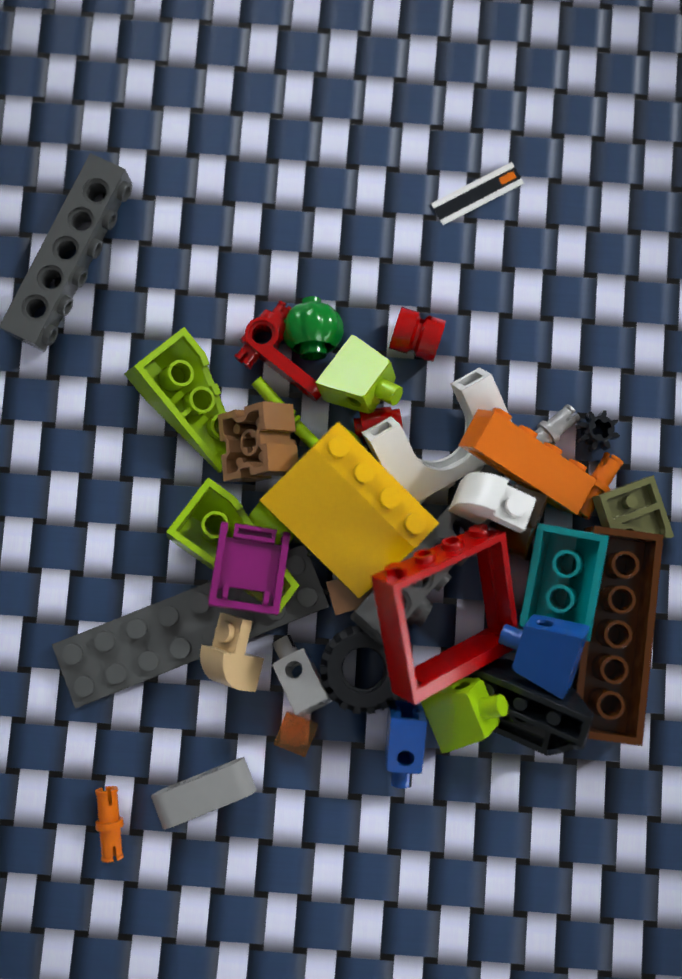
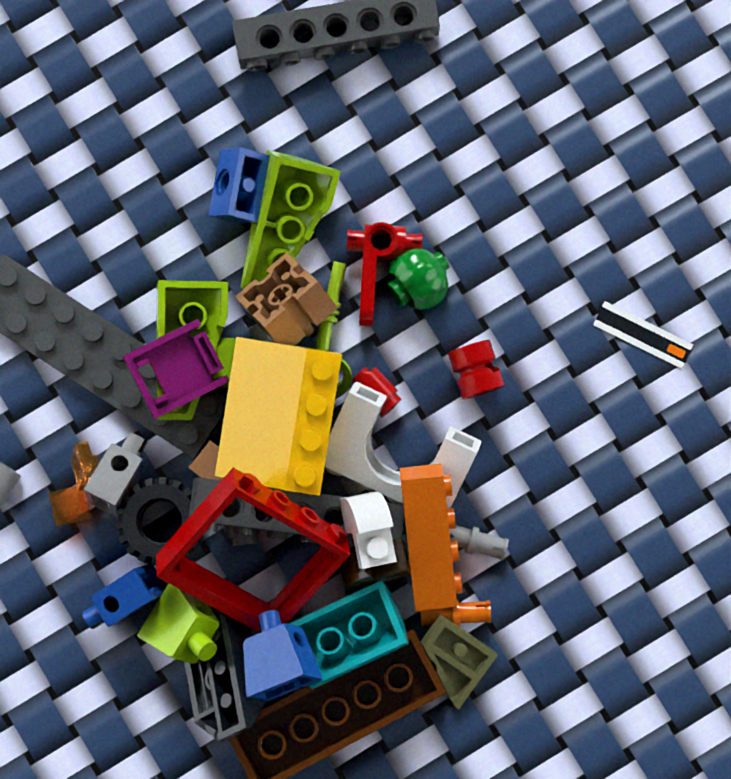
camera: 55 degrees right, 0 degrees up
(136, 415) = (239, 185): none -> blue brick
(227, 657) = (90, 403): tan brick -> none
(272, 699) = (83, 464): none -> clear orange plate
(359, 378) = (401, 347): torso -> none
(600, 439) = (512, 577): black gear -> none

